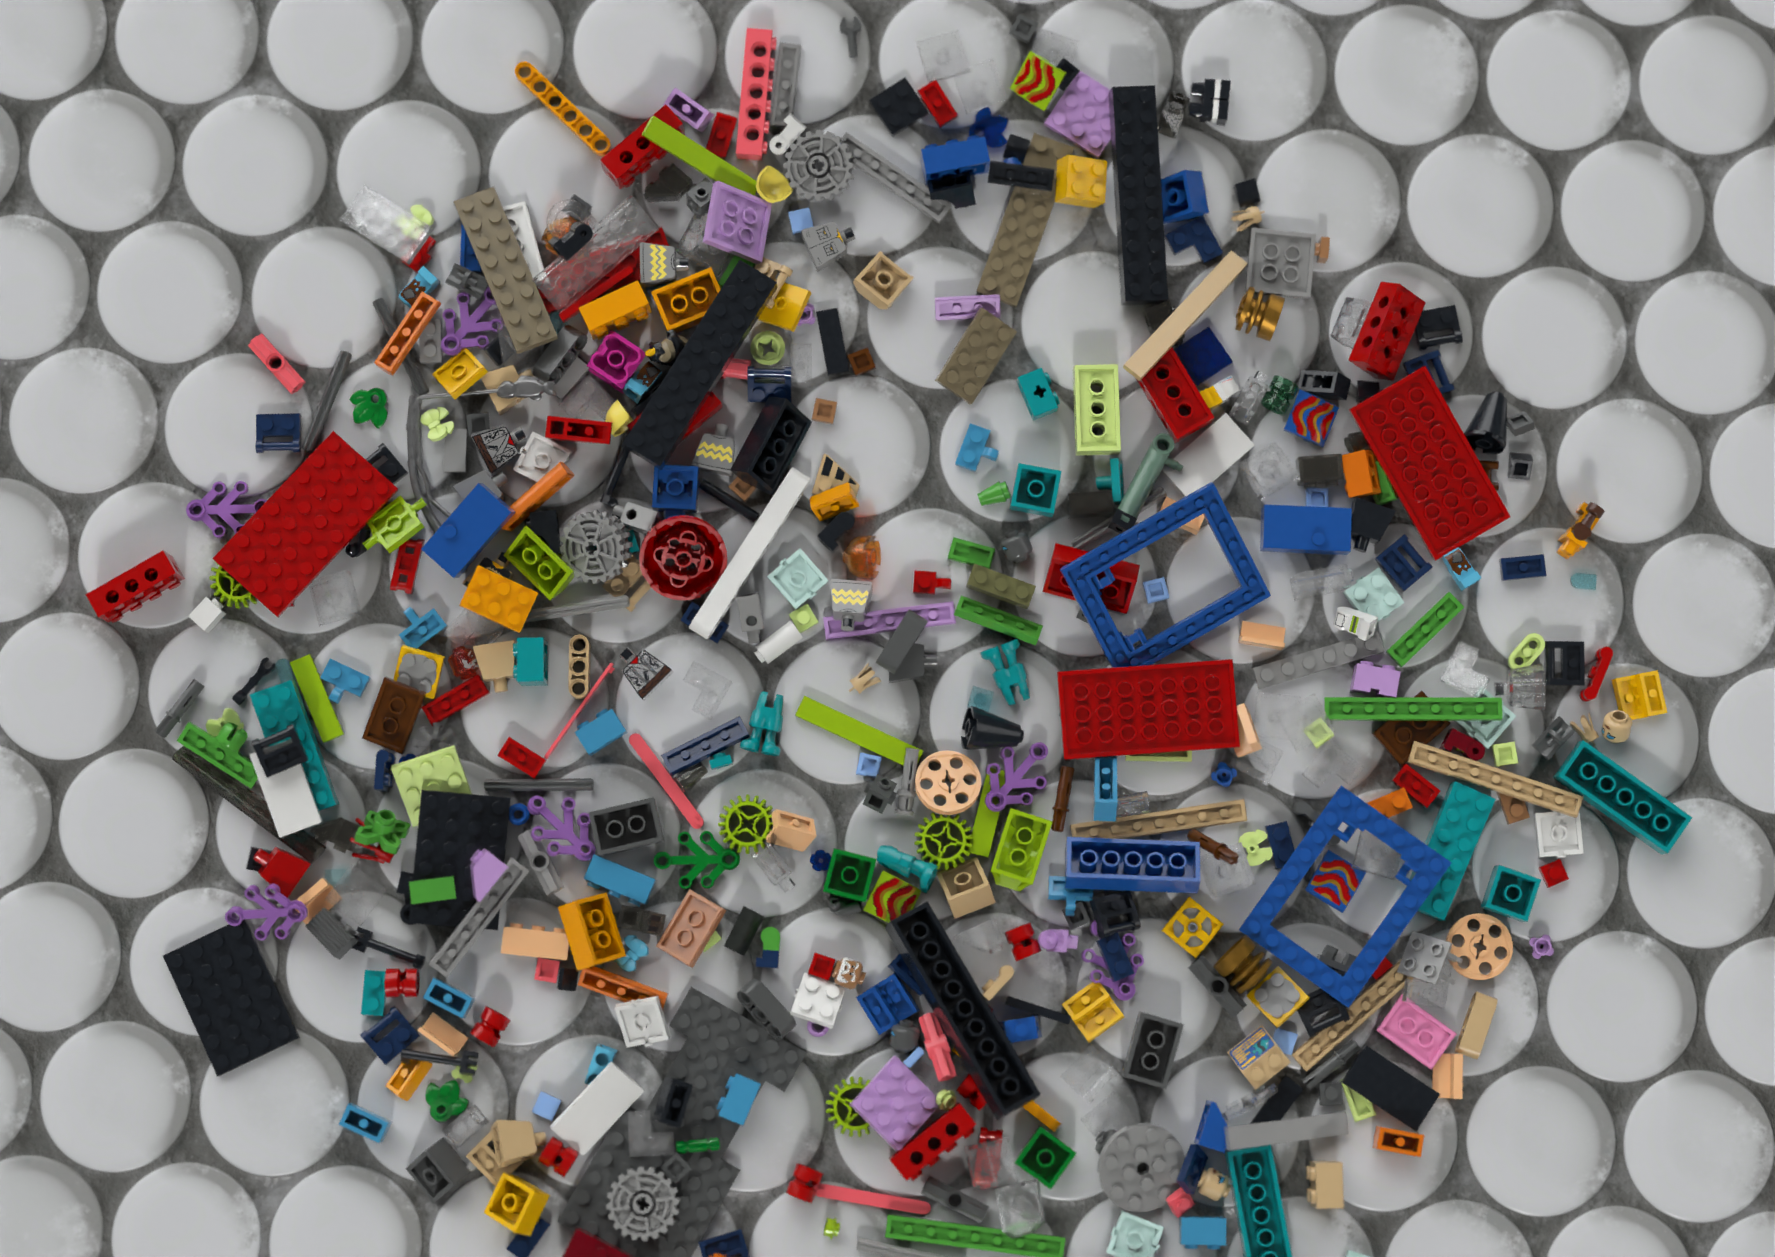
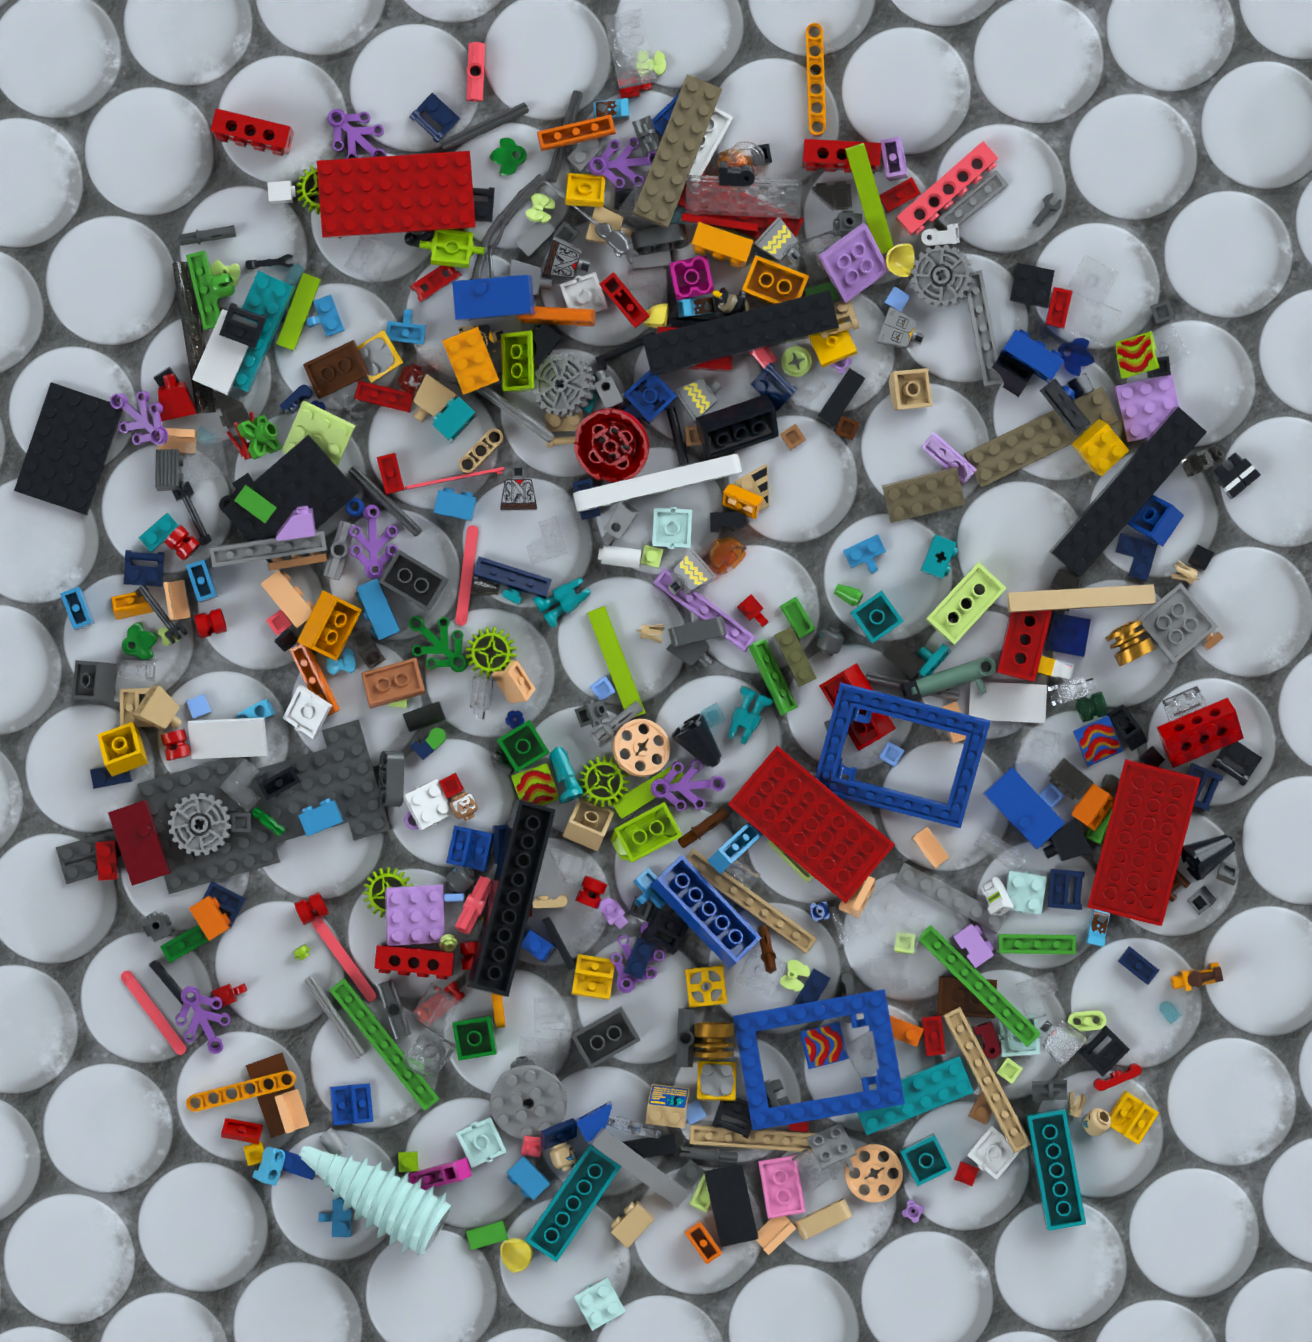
camera: 50 degrees right, 5 degrees up
(512, 905) = (296, 560): none -> medium nougat plate

